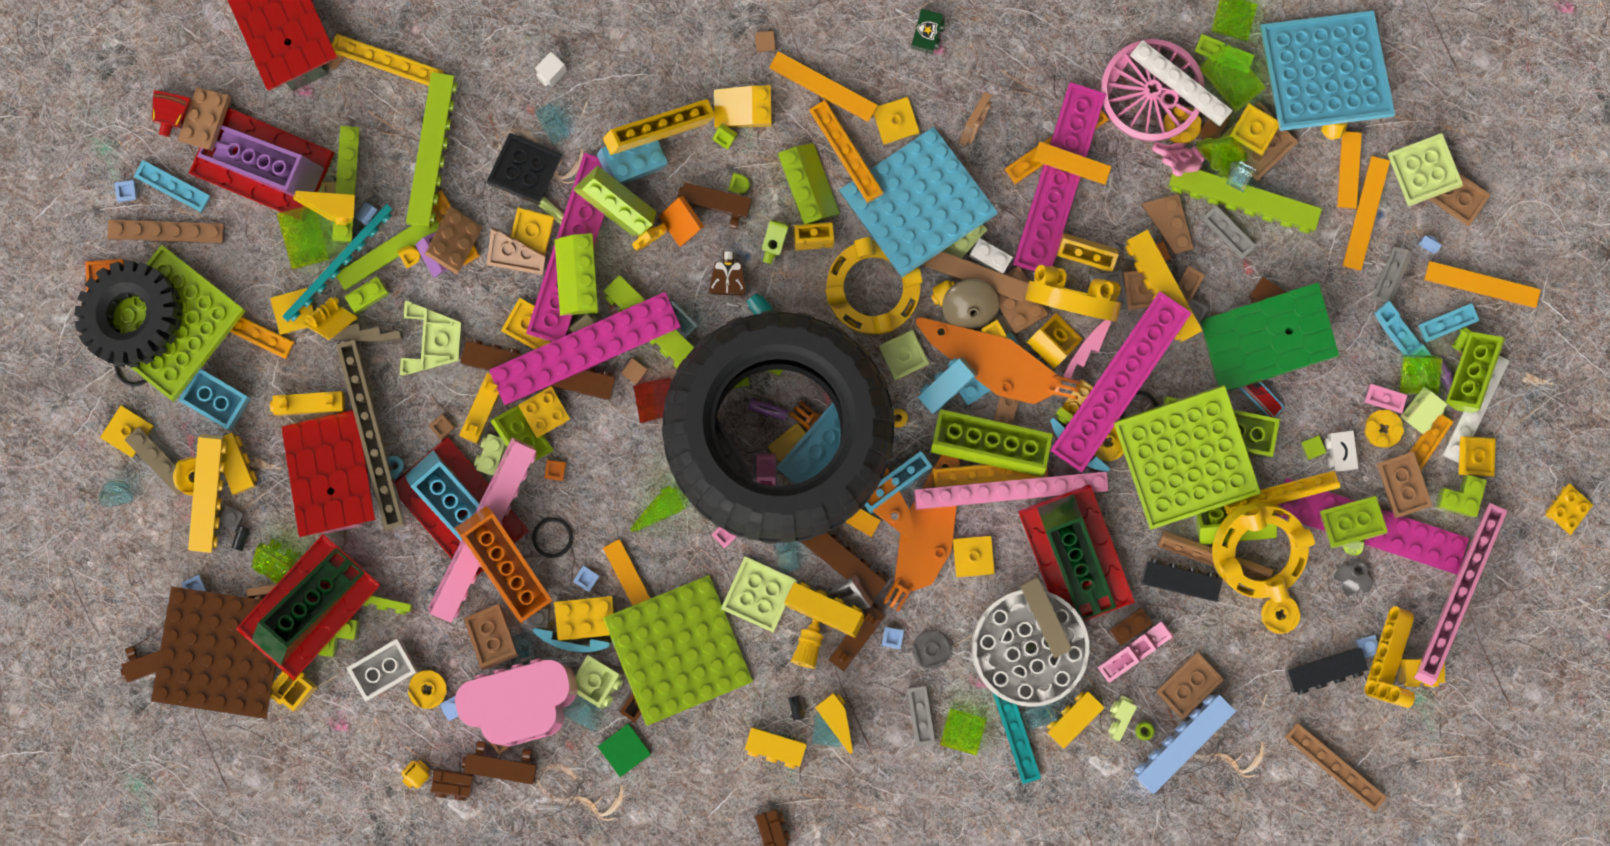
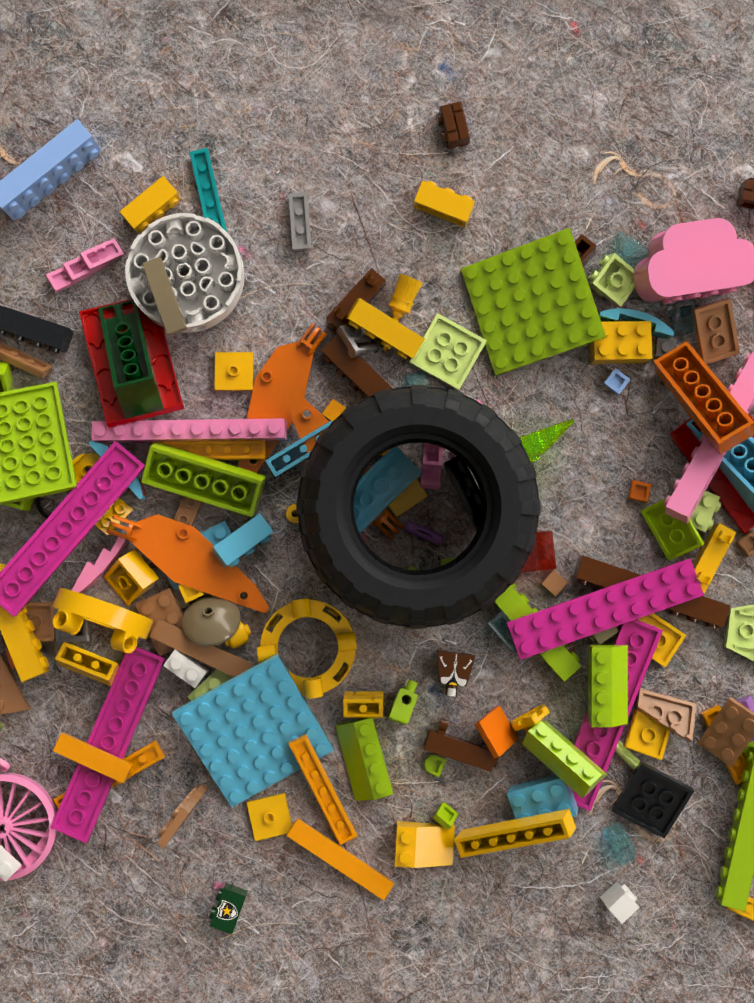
camera: 175 degrees left, 0 degrees up
(498, 767) = (711, 206): reddish brown brick -> none
(544, 412) = (648, 549): yellow hinge -> none
(553, 520) = (646, 408): black tyre -> none
(624, 750) = (590, 214): green tile -> none
(626, 572) = (575, 384): light orange tile -> none
(758, 304) = (424, 638): teal brick -> none
(765, 41) = (396, 911): medium nougat tile -> none
(796, 708) = (420, 239): black pin -> none
(822, 734) = (396, 211): clear light blue slope -> none
(835, 716) = (386, 229): yellow slope -> none
(892, 638) = (320, 298): light blue plate -> none
(903, 355) = (283, 576): yellowish green tile -> none
(931, 649) = (284, 285): flat silver tile -> none
(963, 731) = (260, 203): clear neon green plate -> none
(1038, 716) = (181, 206): clear light blue slope -> none
(1063, 416) = (129, 500): lime plate -> none
(1123, 712) = (101, 200): yellowish green plate -> none
(1130, 626) = (86, 288): reddish brown brick -> none
(1149, 726) = (82, 185): lime plate -> none
(1189, 685) = (35, 228): medium nougat plate -> none

